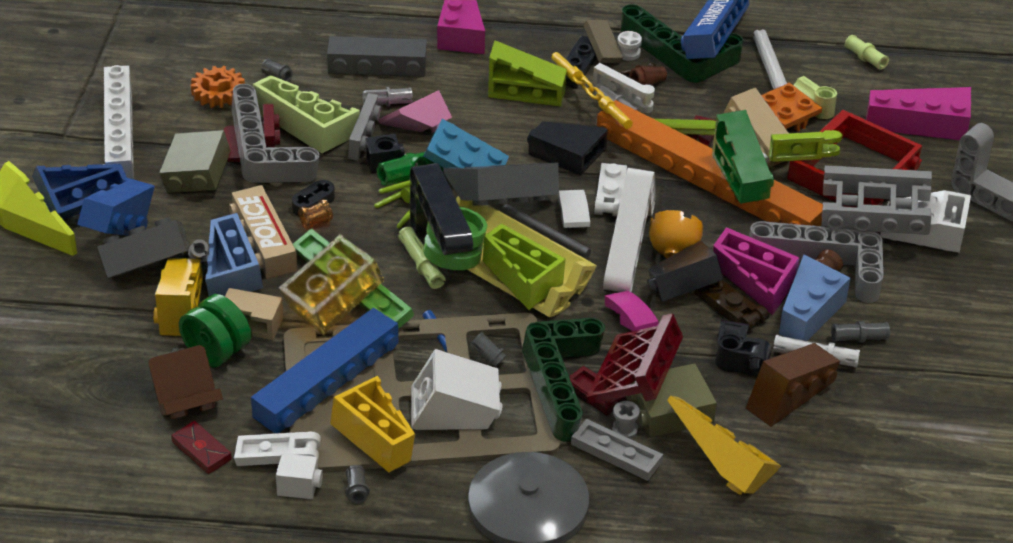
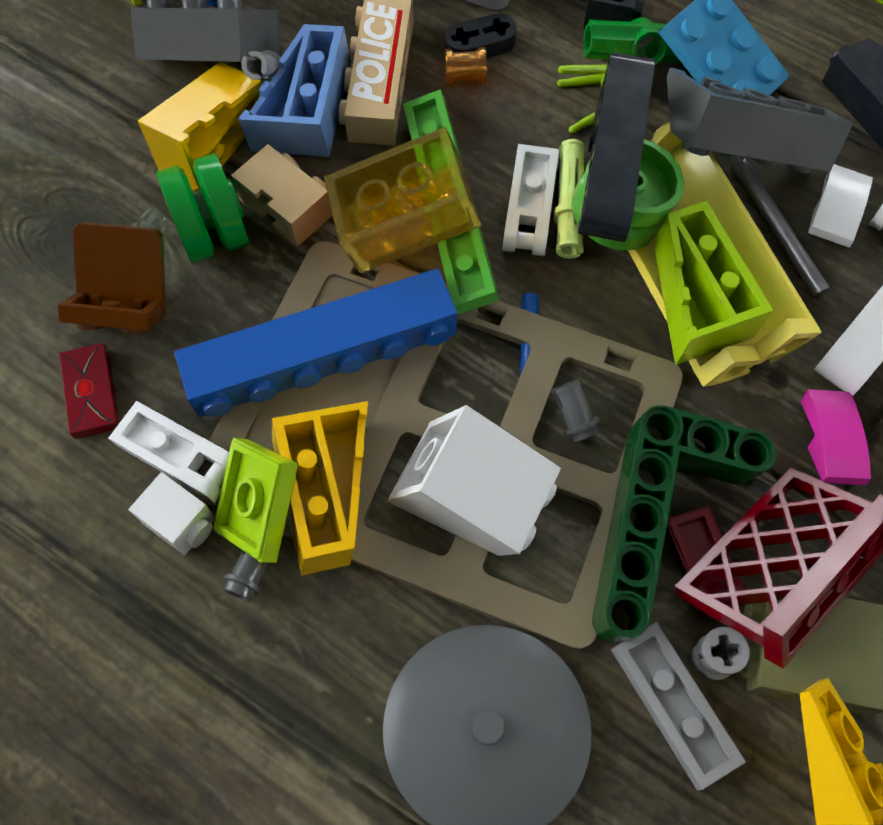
camera: 30 degrees right, 25 degrees up
(344, 440) = (255, 499): none -> lime tile
(399, 265) = (531, 198): none -> white plate

